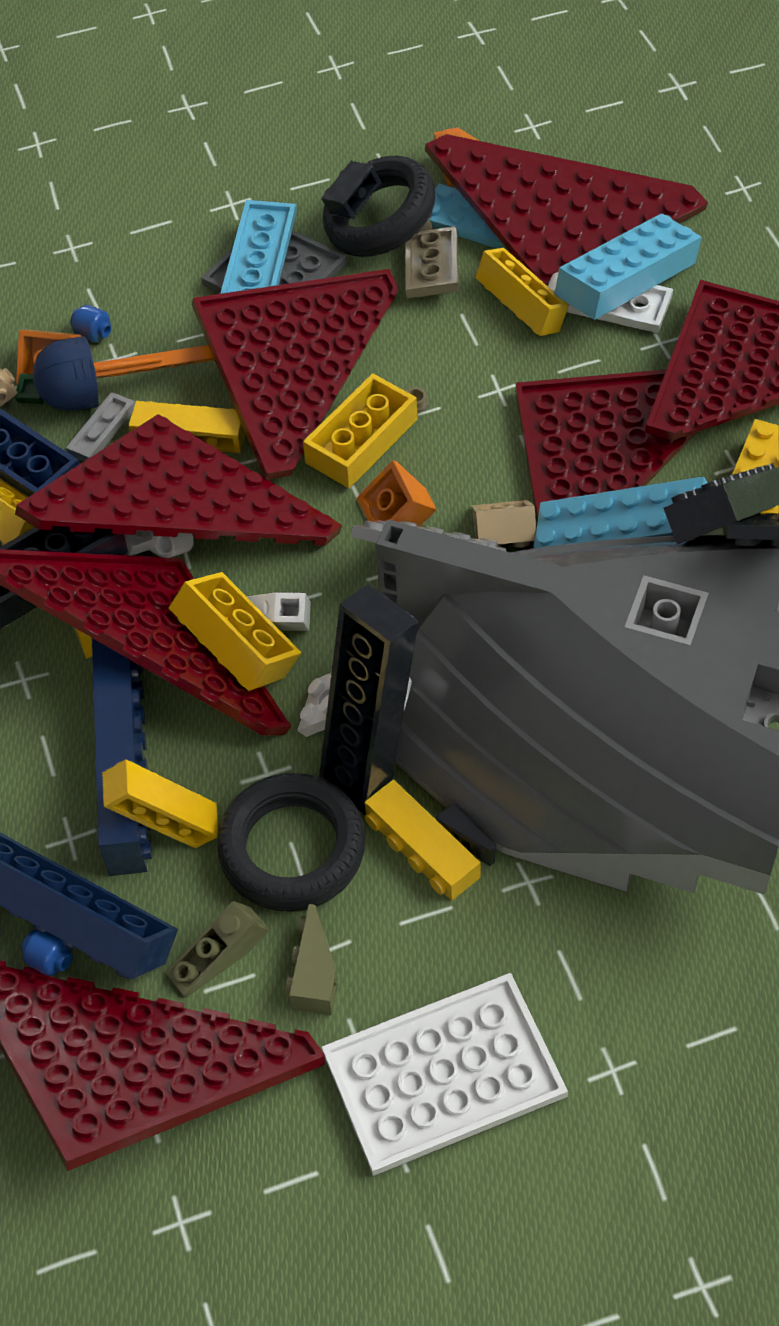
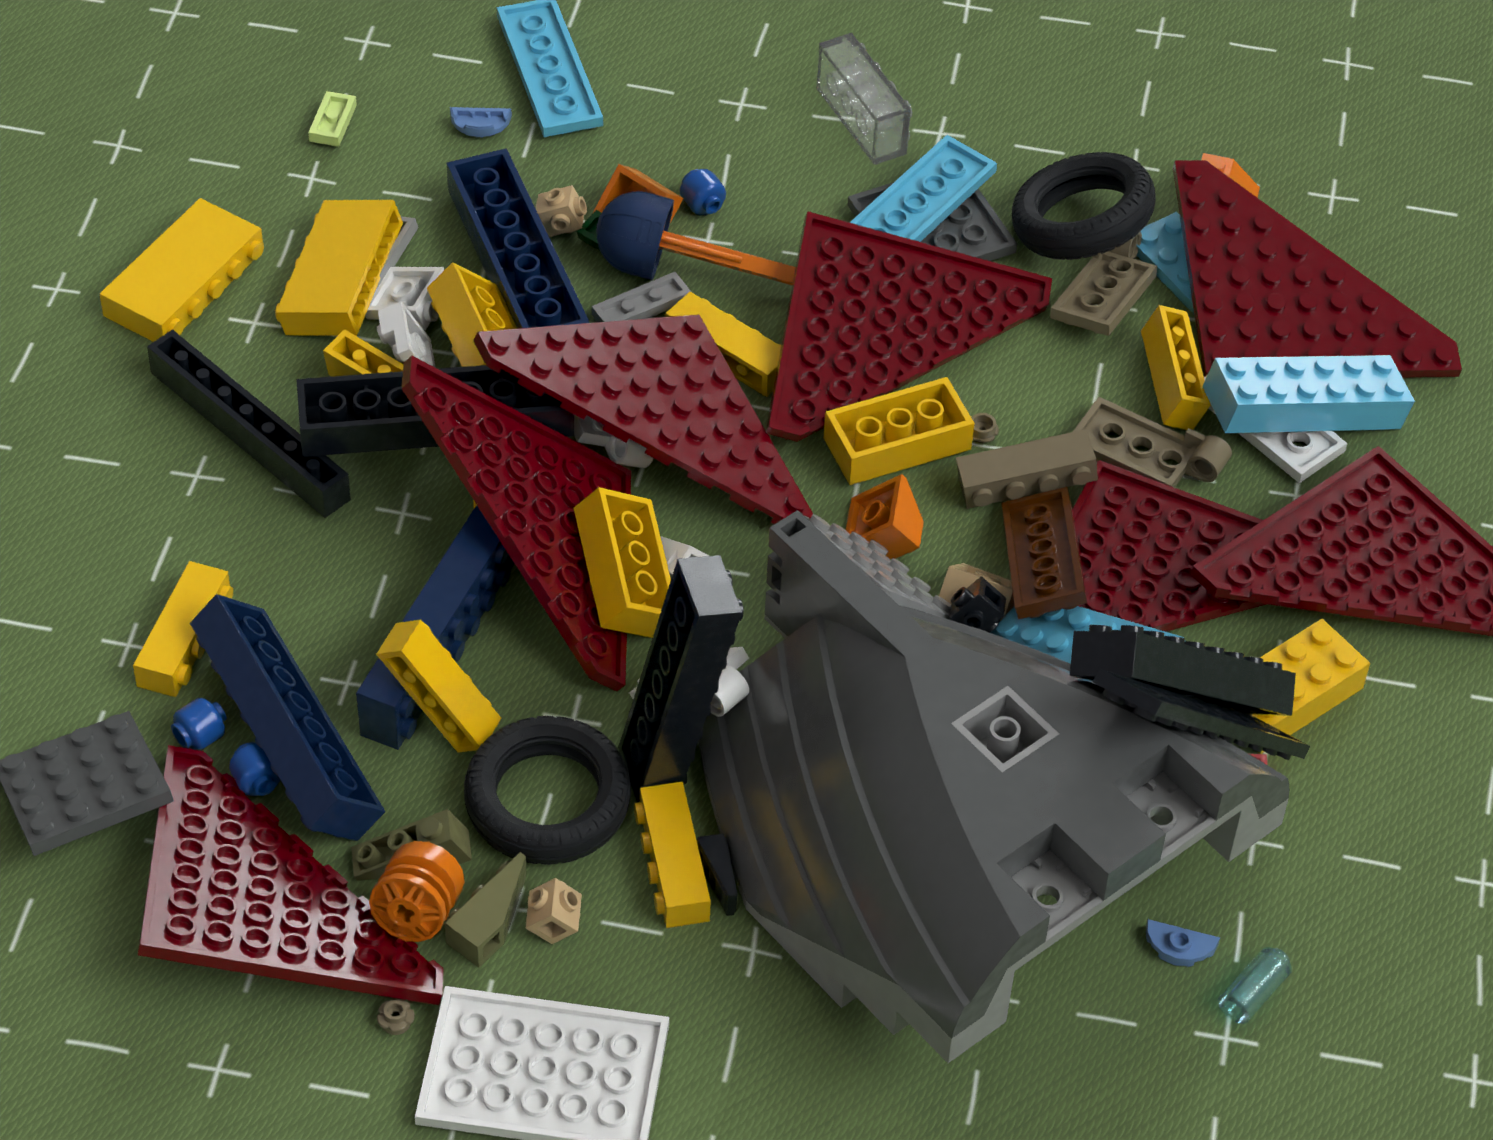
camera: 25 degrees right, 5 degrees down
(165, 201) = (863, 98): none -> clear brick
(252, 982) = (416, 891): none -> orange wheel
(300, 1101) = (395, 1024): none -> dark tan plate
(351, 189) = (1058, 174): black brick -> none
(364, 936) = (553, 911): none -> tan brick
(472, 413) = (1027, 468): none -> dark tan brick
(518, 531) = (978, 606): none -> black brick
(536, 468) = (1043, 553): none -> reddish brown plate
(576, 345) = (1196, 453): none -> dark tan hinge

